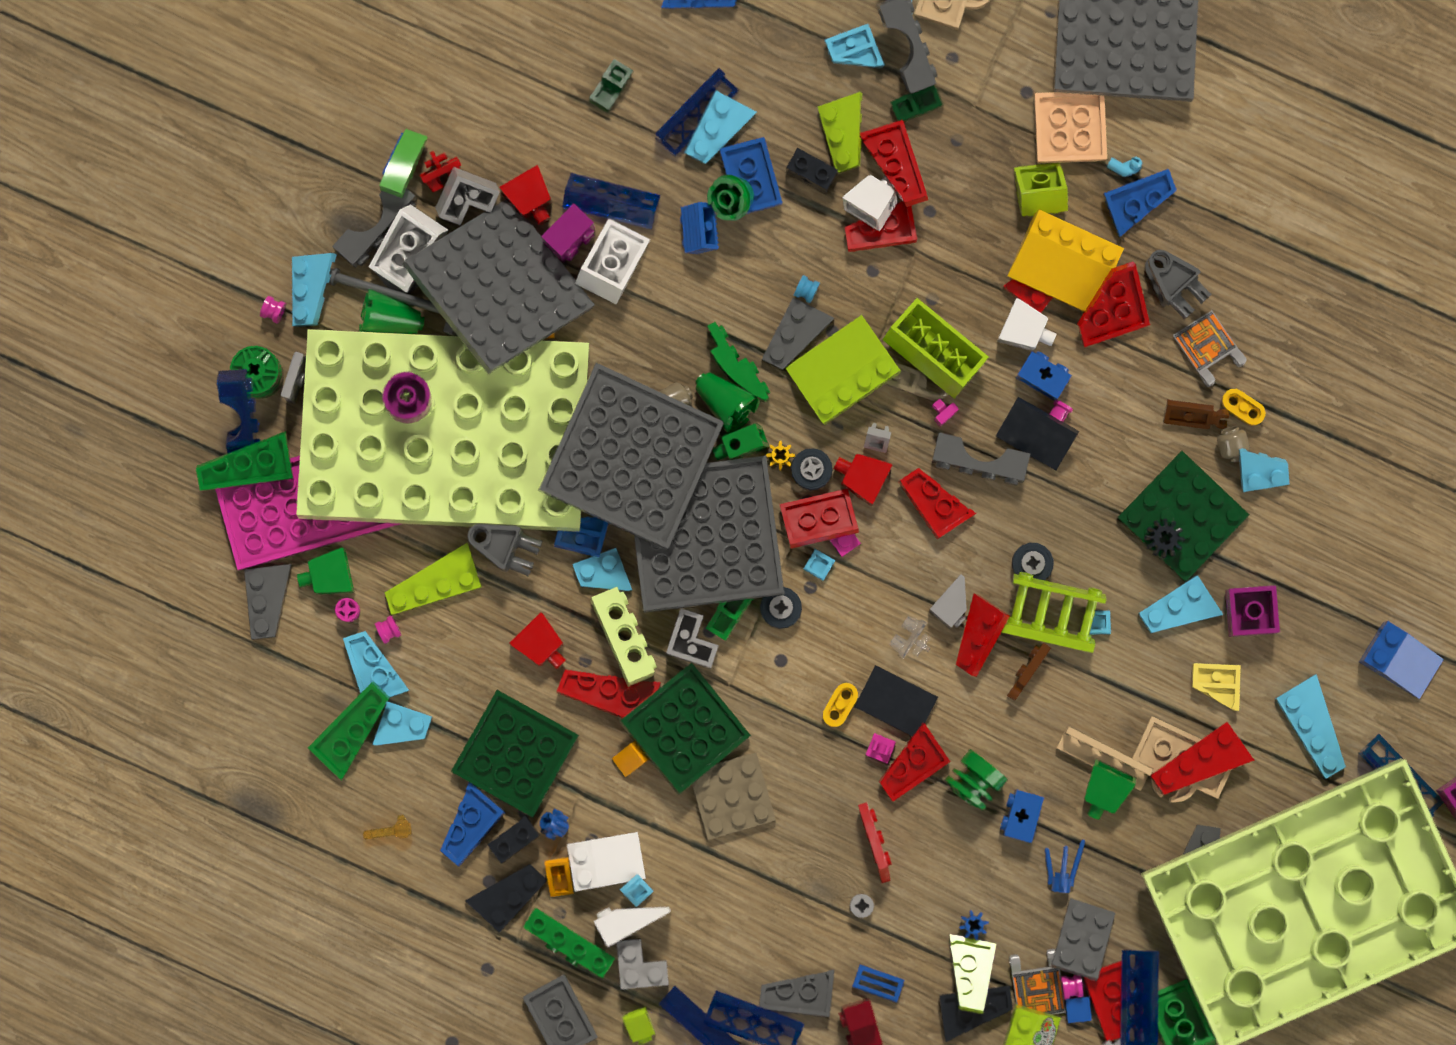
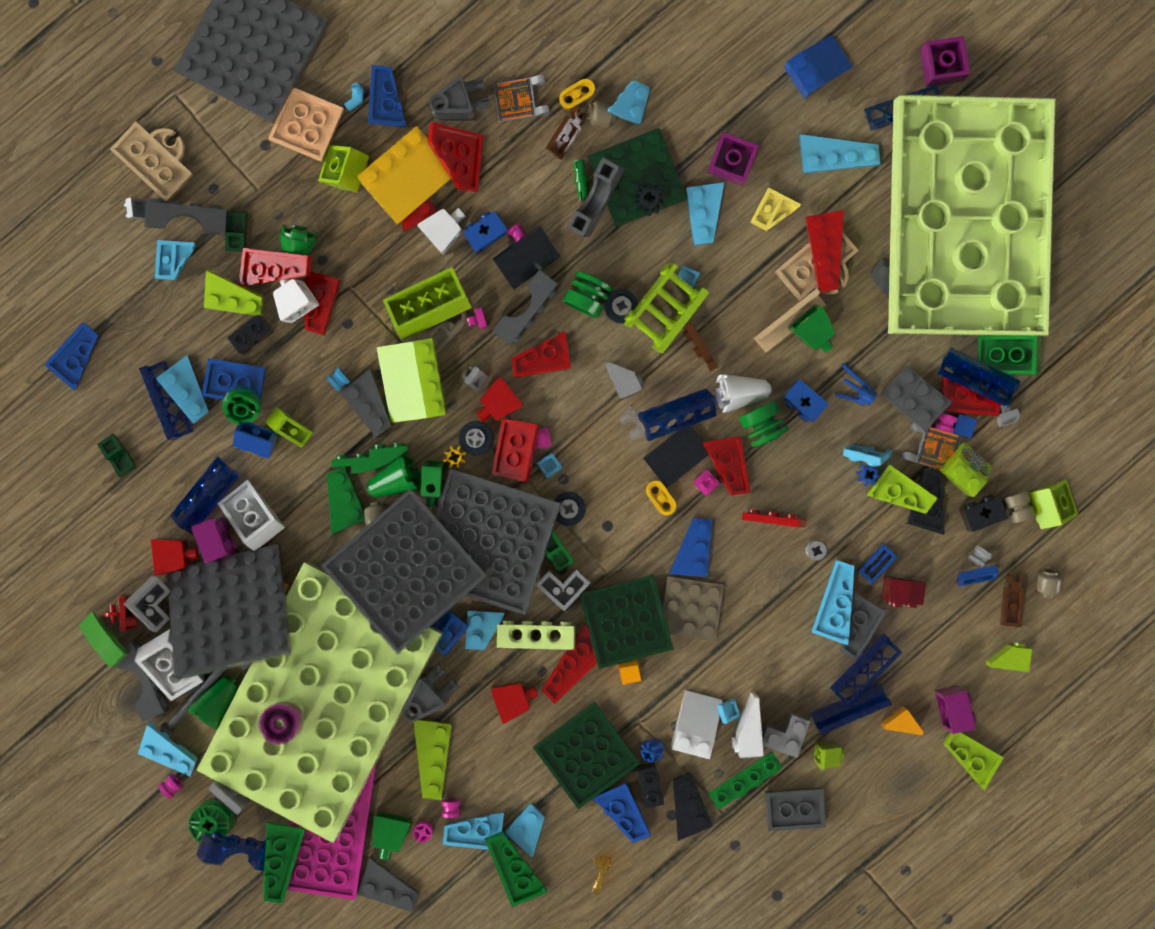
camera: 65 degrees left, 5 degrees up
(559, 877) = (691, 764): light orange slope -> none
(674, 356) = (343, 501): none -> green wing
(728, 258) = (288, 427): none -> lime slope
(799, 769) = (694, 552): none -> blue wing
(805, 958) = (835, 609): none -> medium azure wing
(939, 175) = (297, 240): none -> green cone
(946, 679) = (678, 410): none -> clear blue fence
(980, 634) = (656, 369): red wing -> none
(995, 912) = (866, 454): none -> medium azure wing
(999, 739) = (740, 391): none -> white cone
(1027, 519) = (587, 294): none -> green wheel
(1115, 480) = (588, 214): none -> dark grey arch
(1151, 455) = (581, 179): none -> green pin

